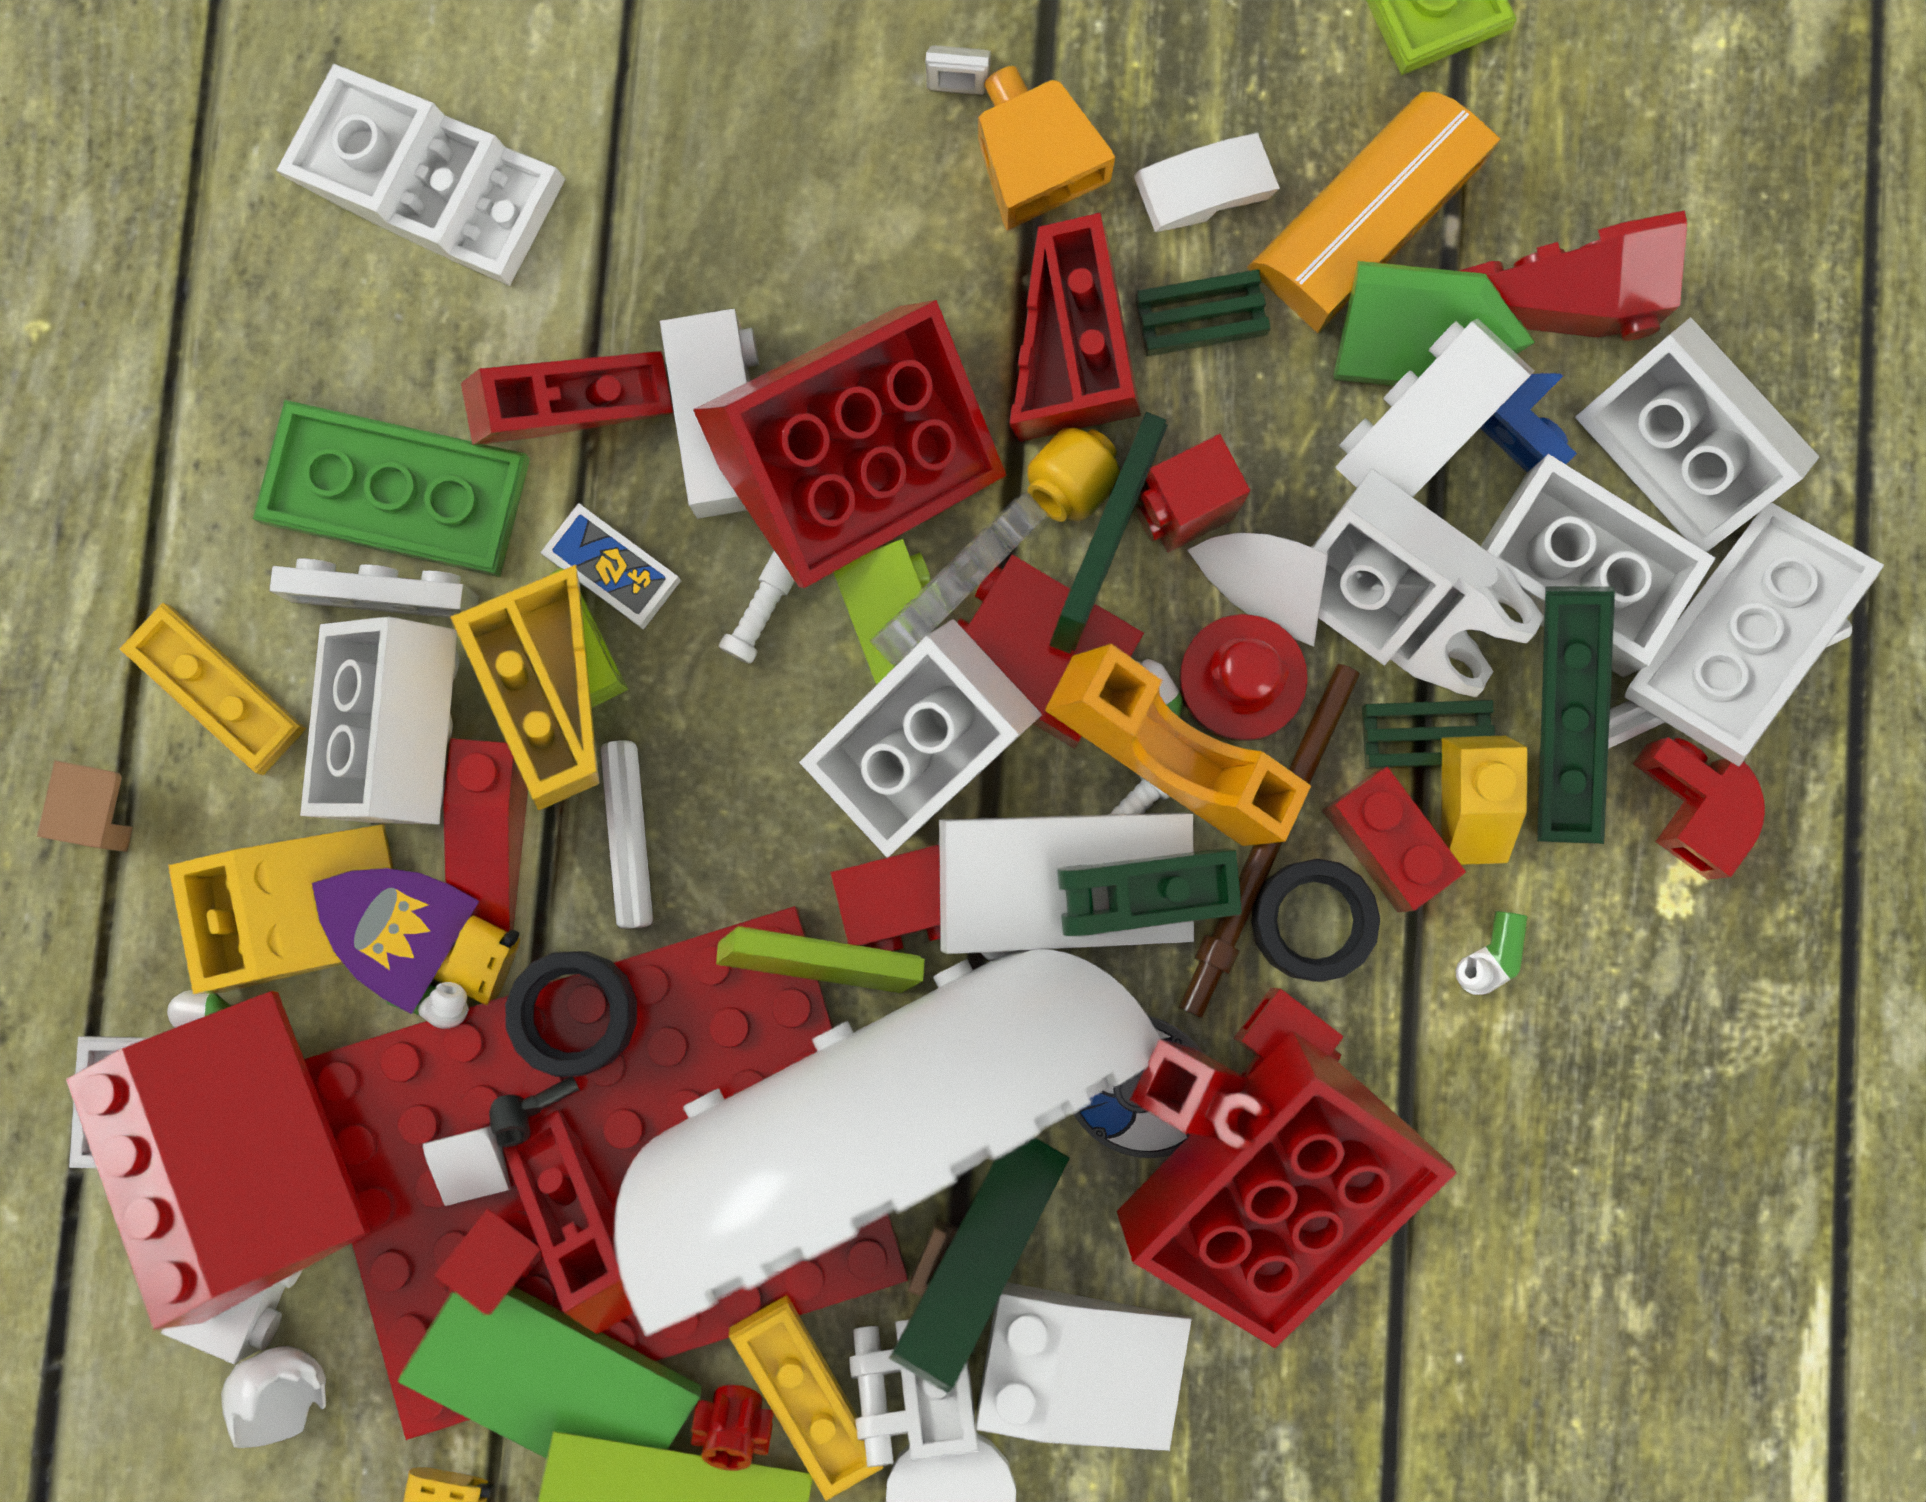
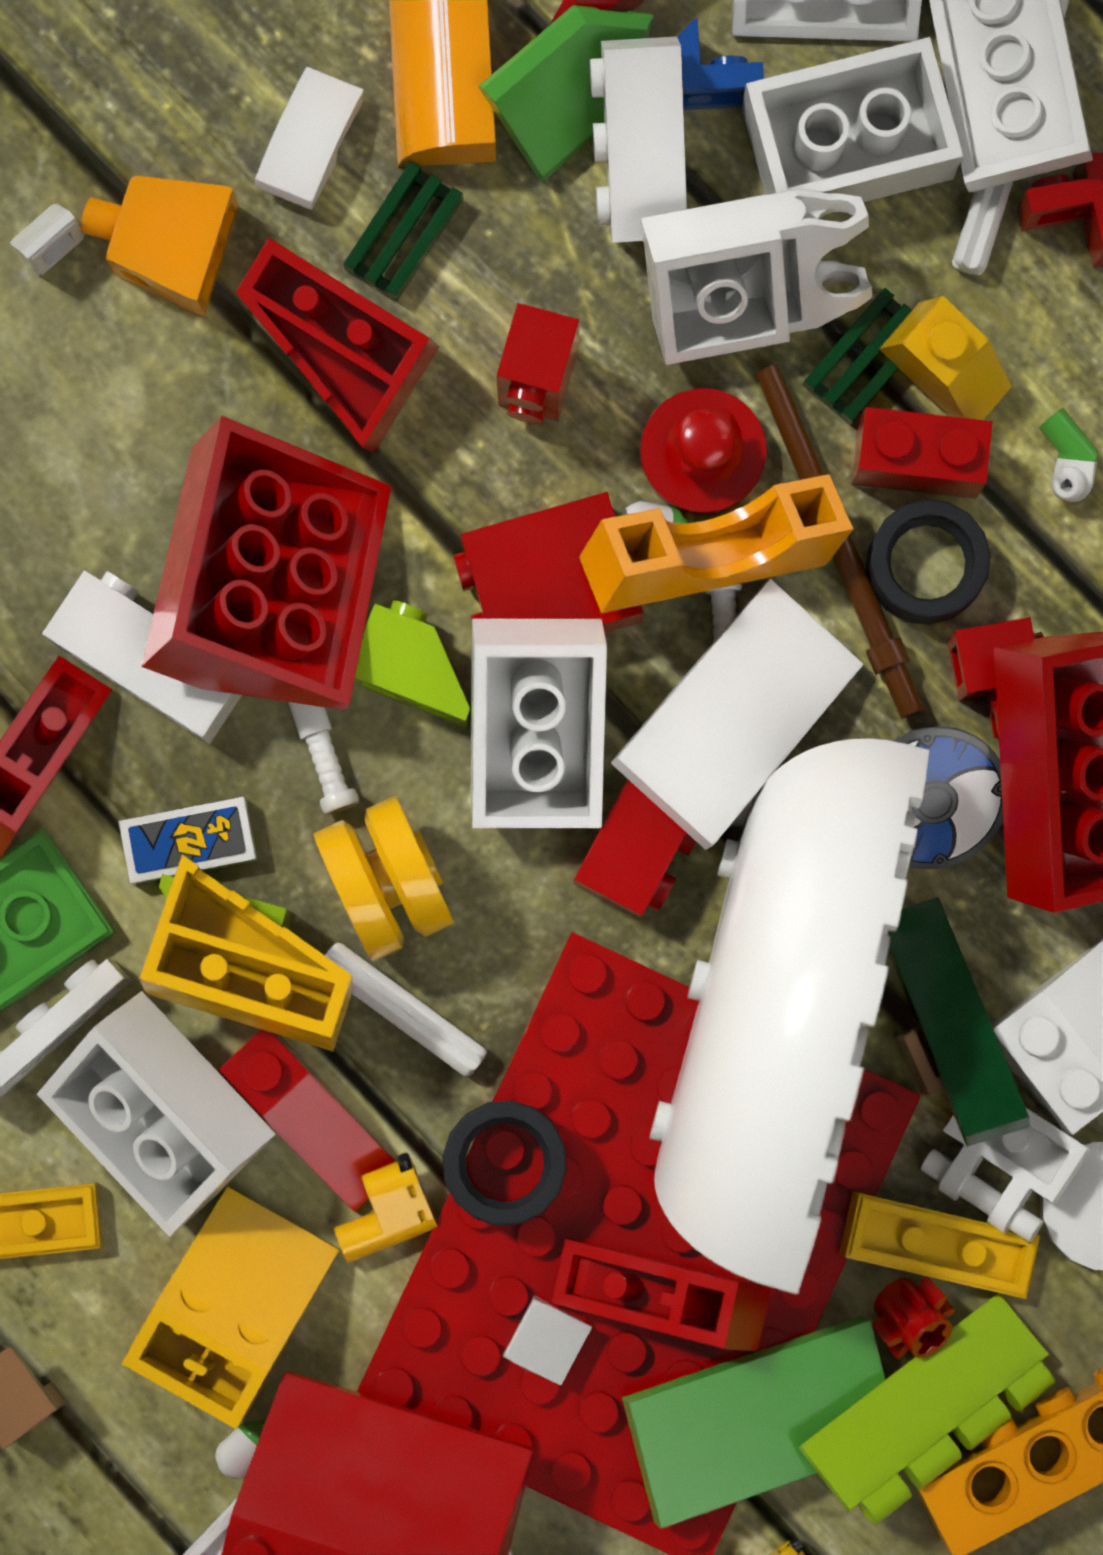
camera: 50 degrees left, 0 degrees up
(392, 928) = (316, 1243): dark purple sticker -> none
(442, 1005) = (408, 1260): white arm -> none
(488, 1263) = (635, 1381): red panel -> none
(511, 1112) = (537, 1272): pearl dark grey hand -> none
(702, 731) = (384, 878): none -> yellow wheel
(820, 960) = (631, 945): lime tile -> none
(958, 578) = (443, 587): clear beam -> none
(1073, 474) = (439, 436): yellow head -> none
(1108, 534) = (511, 449): dark green tile -> none
(1151, 891) = (801, 658): dark green plate -> none
(1196, 1094) = (977, 755): red brick -> none
(1267, 578) = (648, 366): white sticker -> none
(1575, 713) = (950, 239): dark green tile -> none

